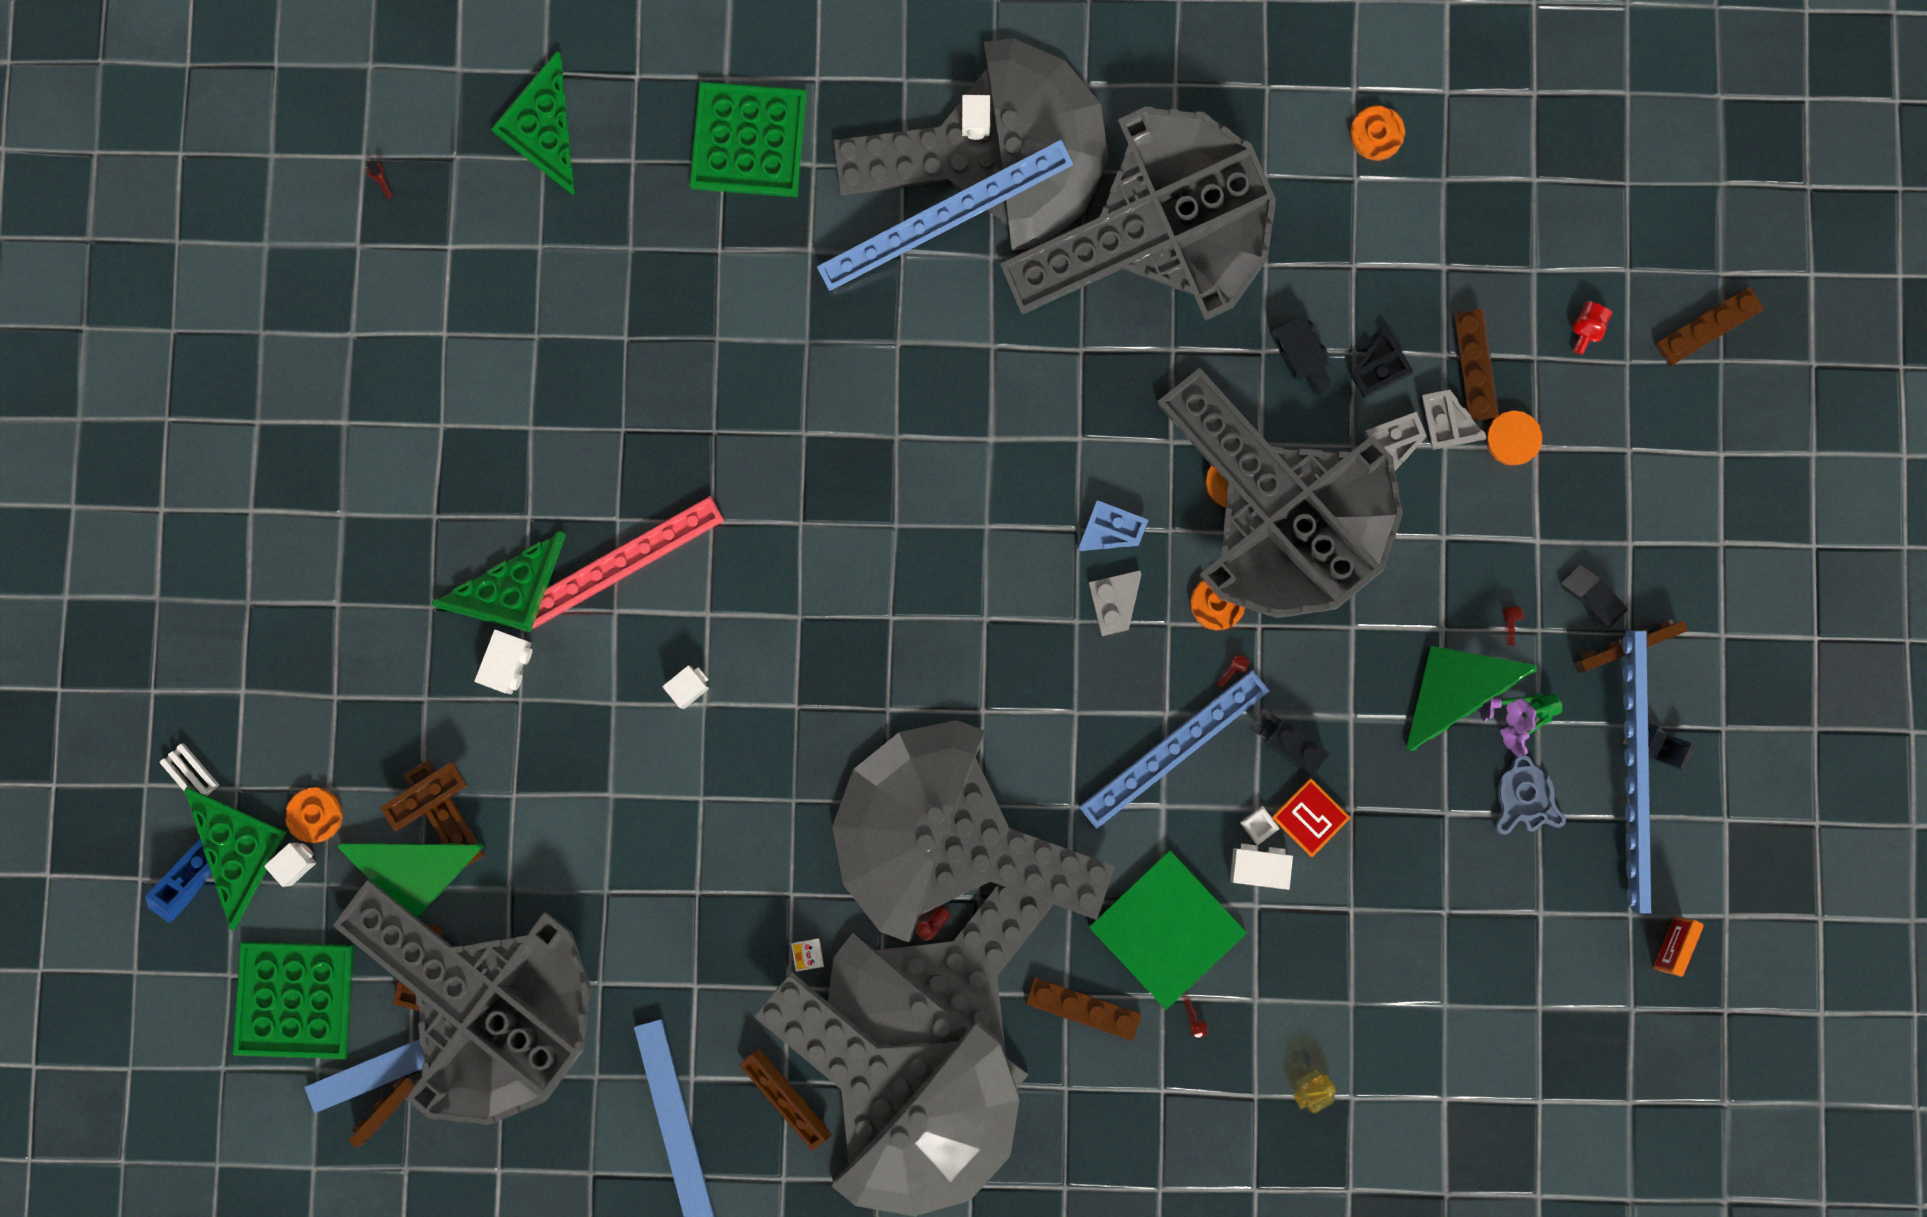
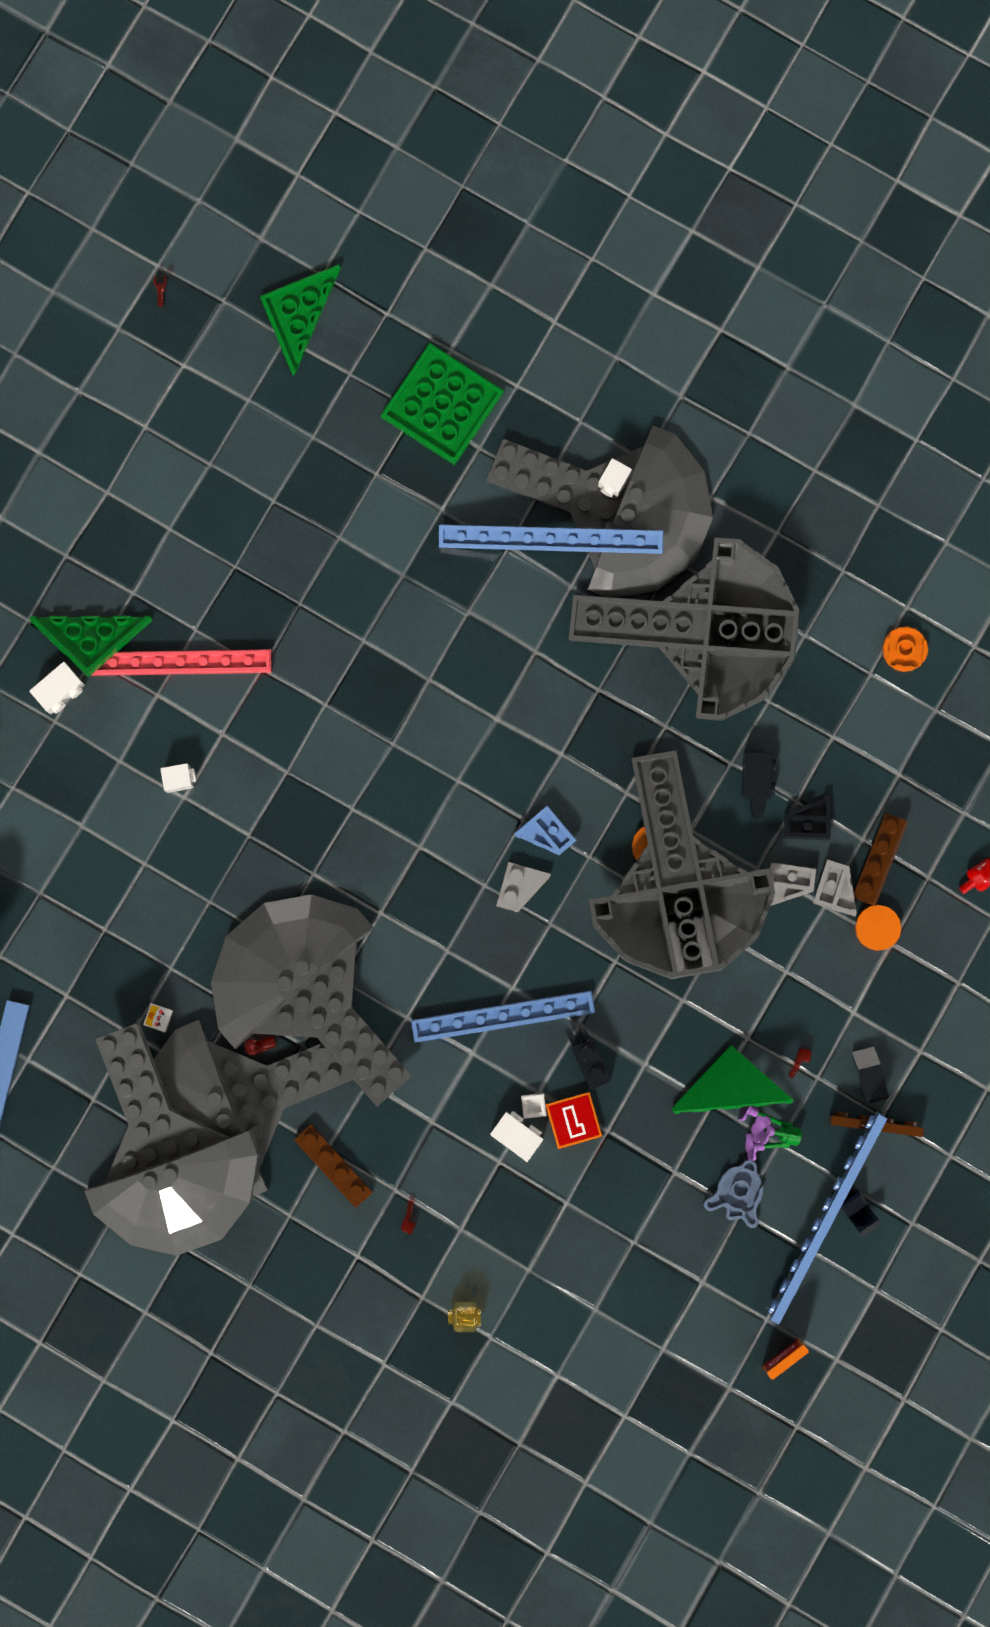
camera: 30 degrees right, 0 degrees up
(785, 1099) = (85, 1111): reddish brown plate -> none
(1167, 929) = (425, 1143): green tile -> none
(1212, 611) = (585, 934): orange tile -> none
(1238, 663) = (585, 981): clear red hand -> none

